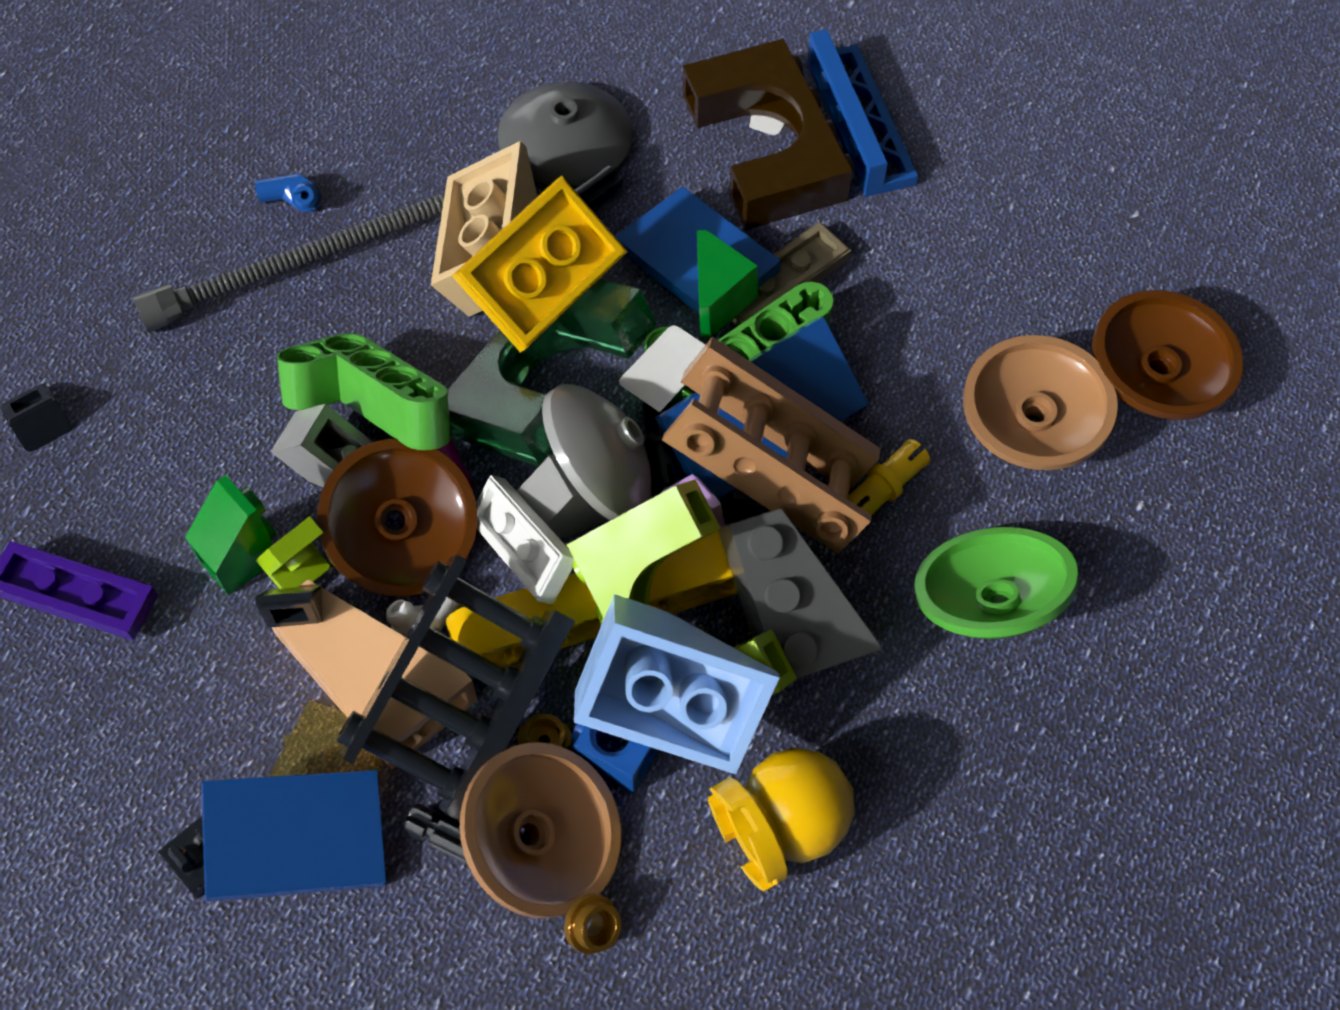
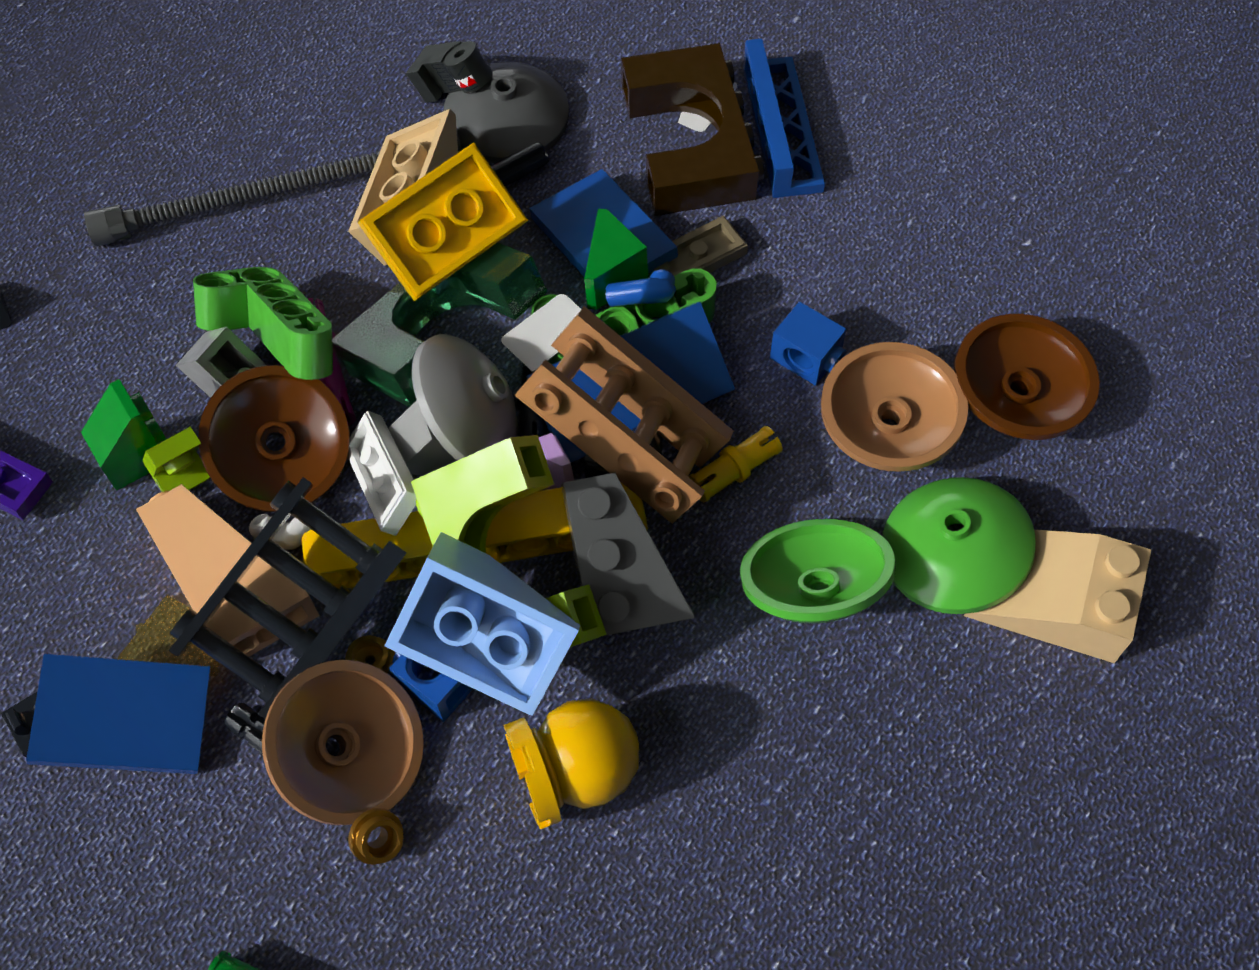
camera: 10 degrees right, 0 degrees up
(290, 606) = (157, 506): black slope -> none
(292, 189) = (248, 132): blue arm -> none
(500, 96) = (449, 69): none -> pearl dark grey leg
(773, 309) = (652, 290): none -> blue arm
(937, 347) = (808, 343): none -> blue brick
(1139, 561) = (964, 567): none -> bright green dish
(1241, 568) = (1078, 594): none -> tan slope

